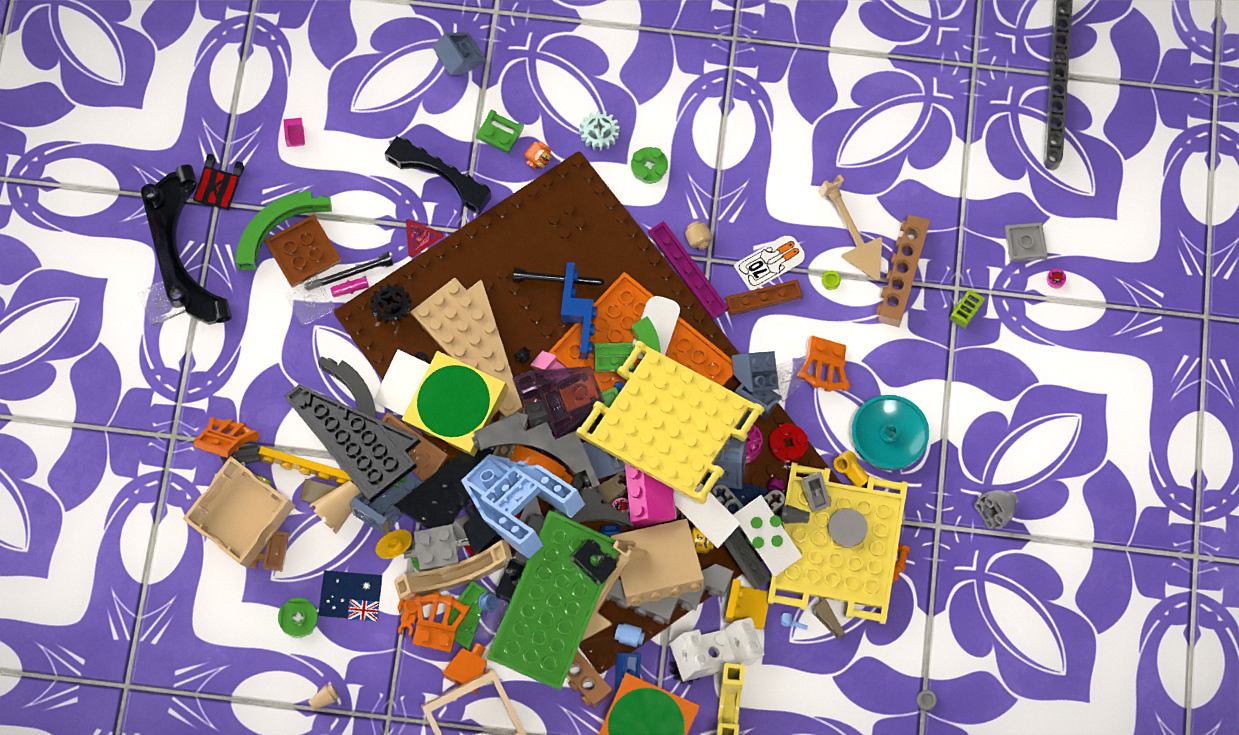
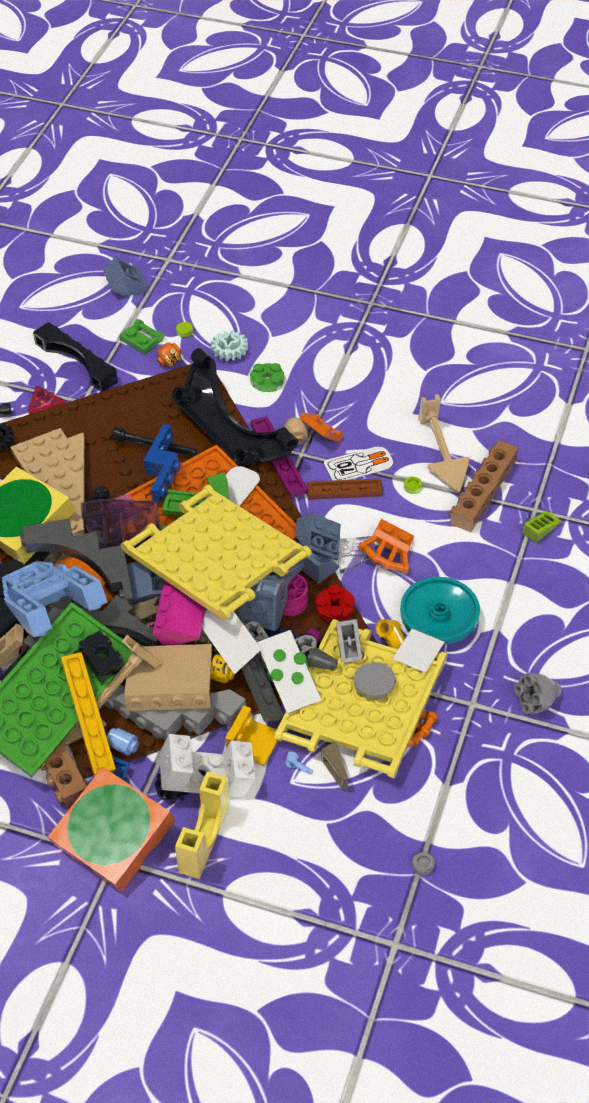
camera: 15 degrees right, 20 degrees down
(543, 113) = (184, 329): none -> lime tile
(595, 620) = (87, 713): none -> yellow plate
(602, 228) = (205, 406): none -> black panel
(724, 226) = (321, 426): none -> orange plate
(880, 485) = (418, 650): none -> white sticker

